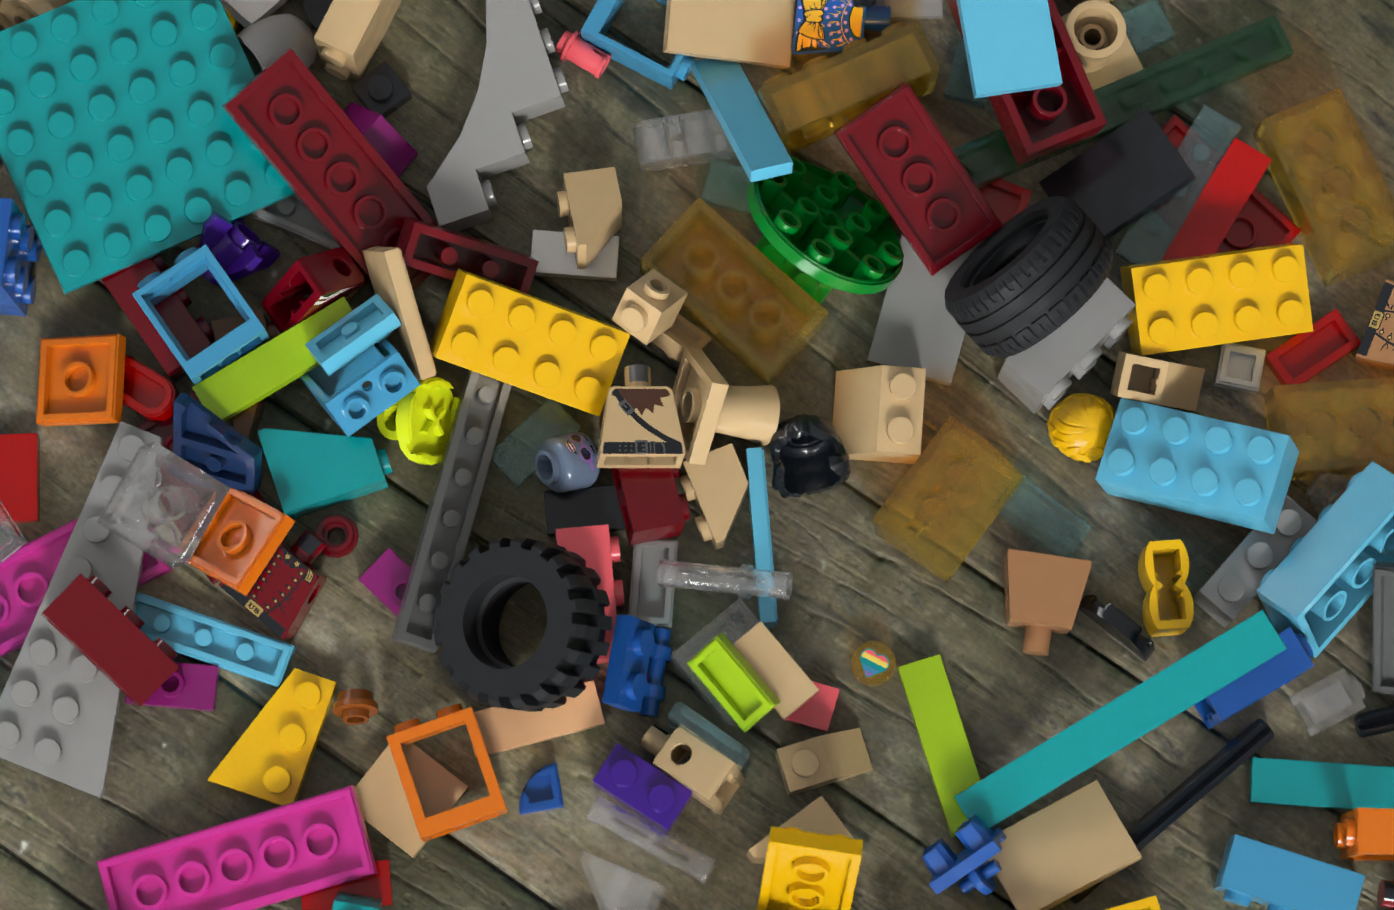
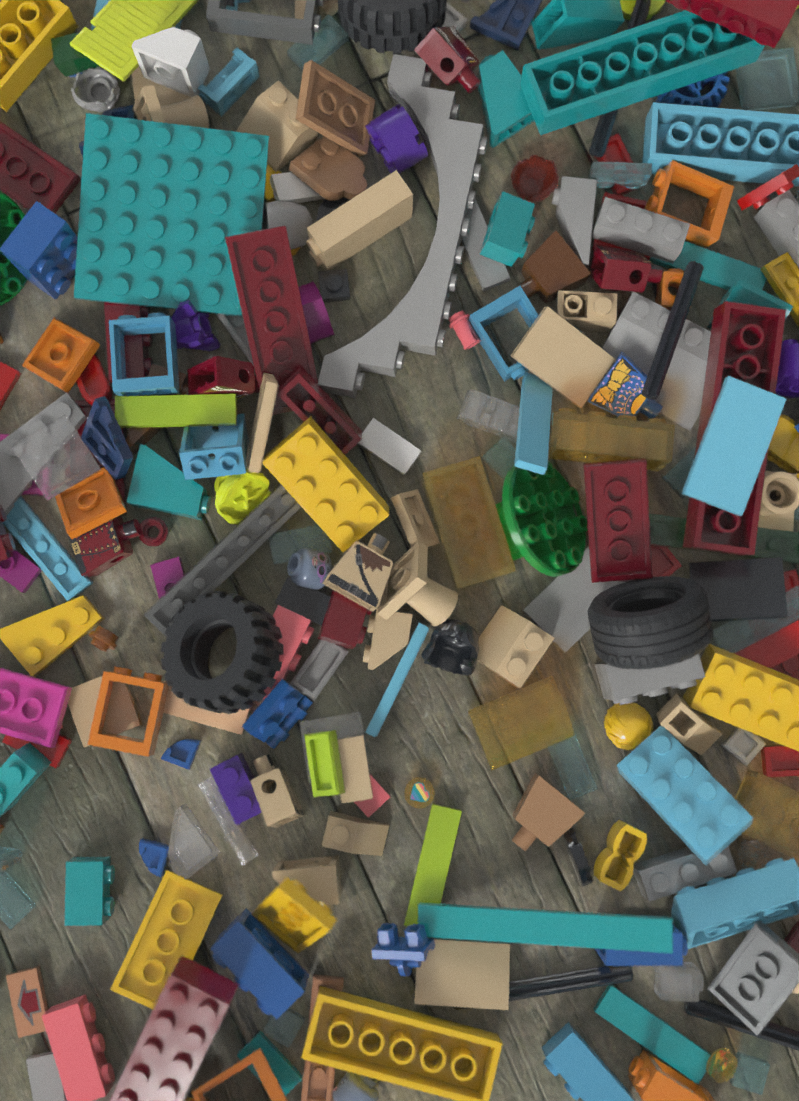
camera: 30 degrees right, 5 degrees up
(353, 334) = (224, 420): medium azure plate -> none
(593, 212) = (414, 427): tan slope -> none
(649, 306) = (410, 505): tan brick -> none
(710, 734) = (293, 784): clear light blue tile -> none
(725, 579) = (384, 716): clear pin -> none

